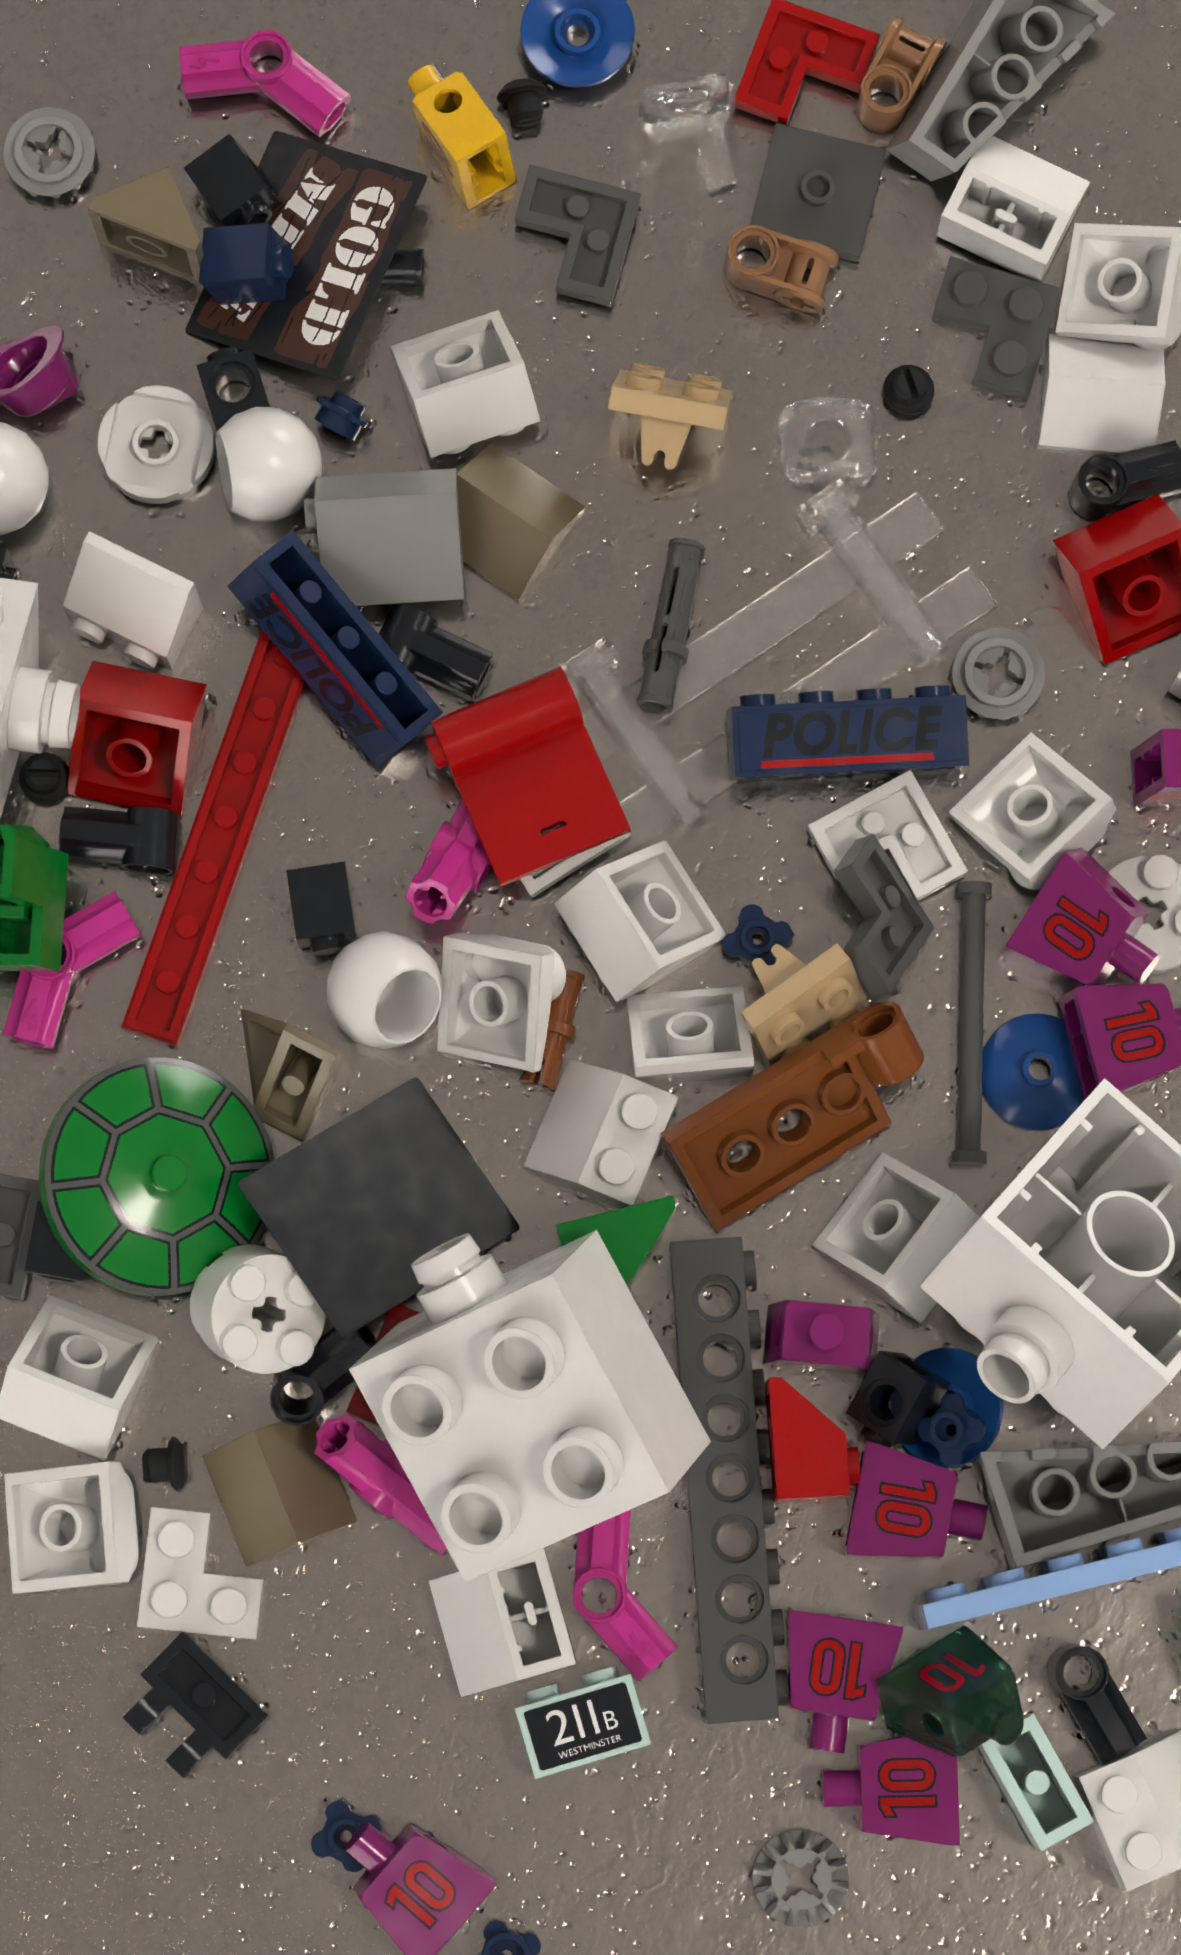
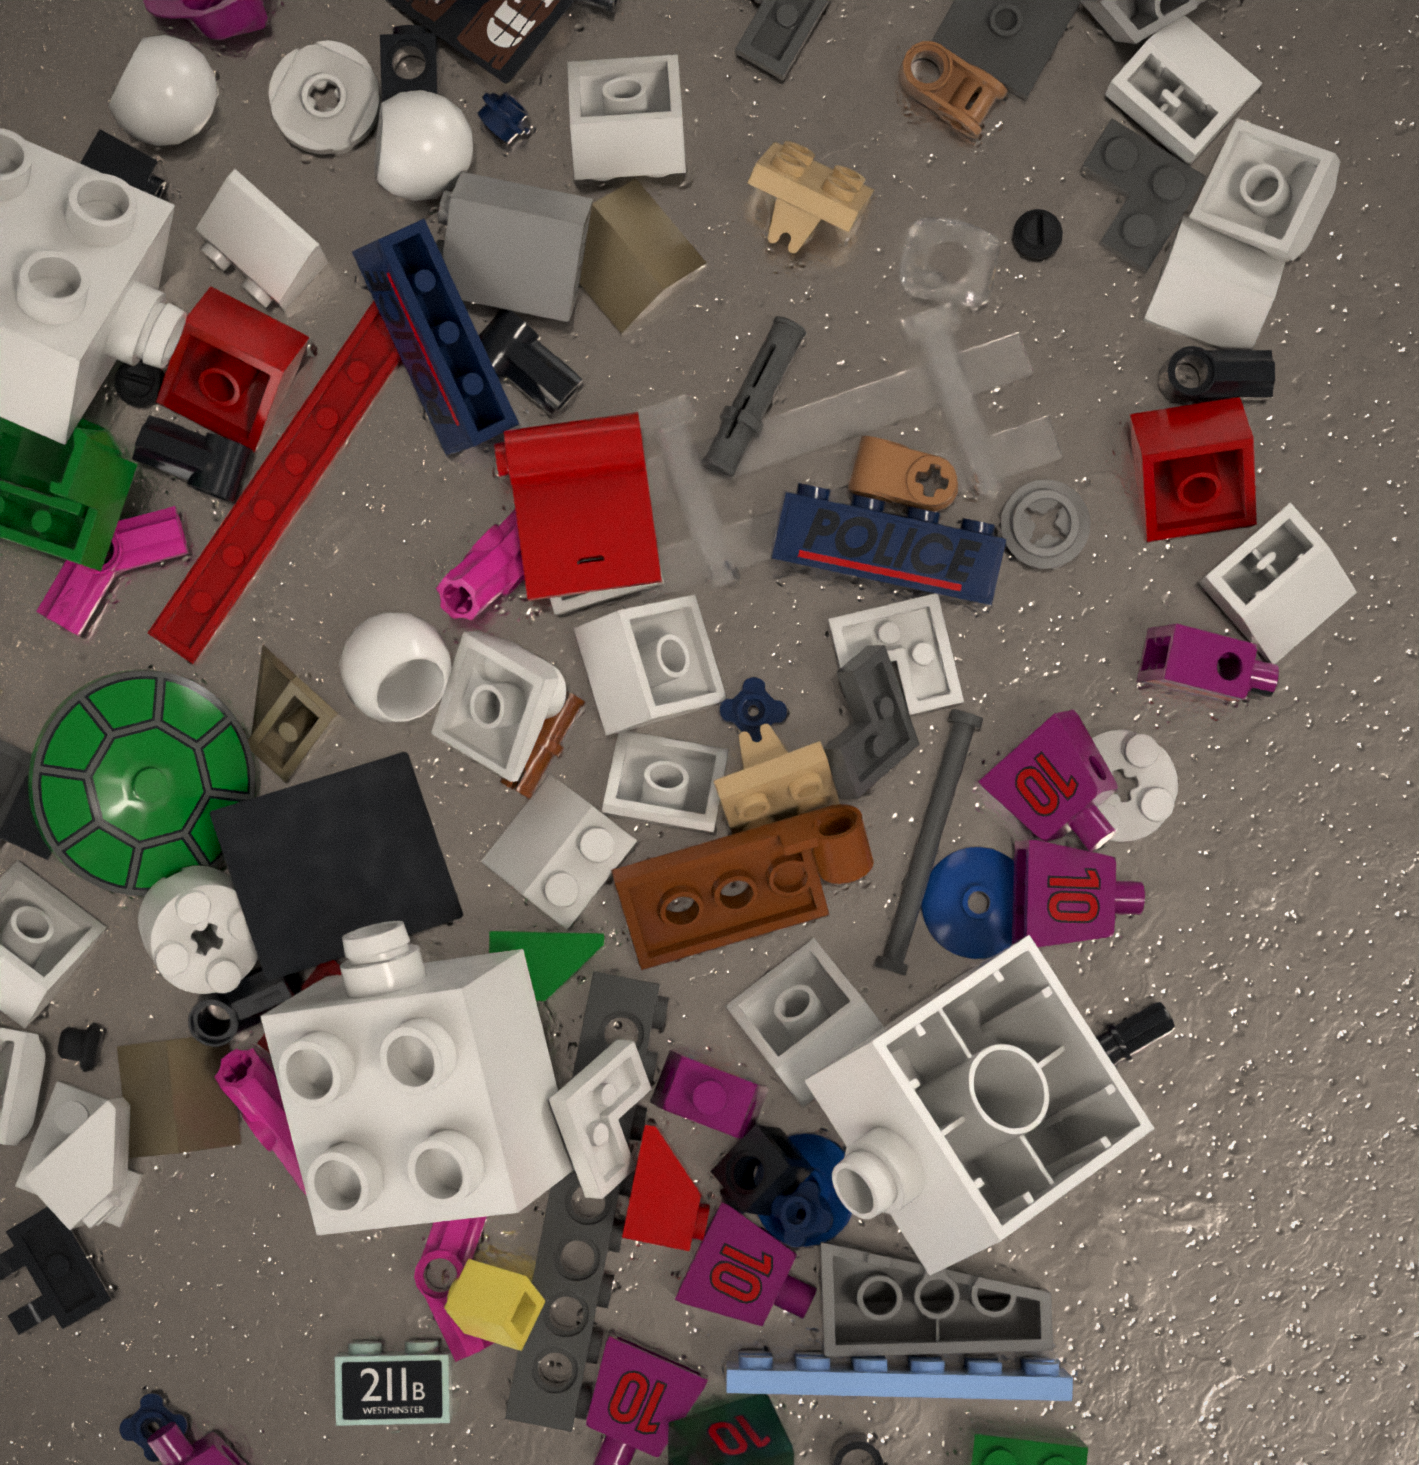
camera: 15 degrees right, 5 degrees up
(209, 1580) = (87, 1168): none -> white slope
(322, 907) = (360, 574): black brick -> none
(502, 1624) = (347, 1280): white slope -> none
(664, 1606) = (494, 1304): none -> light yellow brick
(710, 1385) = (589, 1115): none -> white plate
(836, 660) = (892, 475): none -> medium nougat piece
(1034, 811) = (1040, 663): white slope -> none

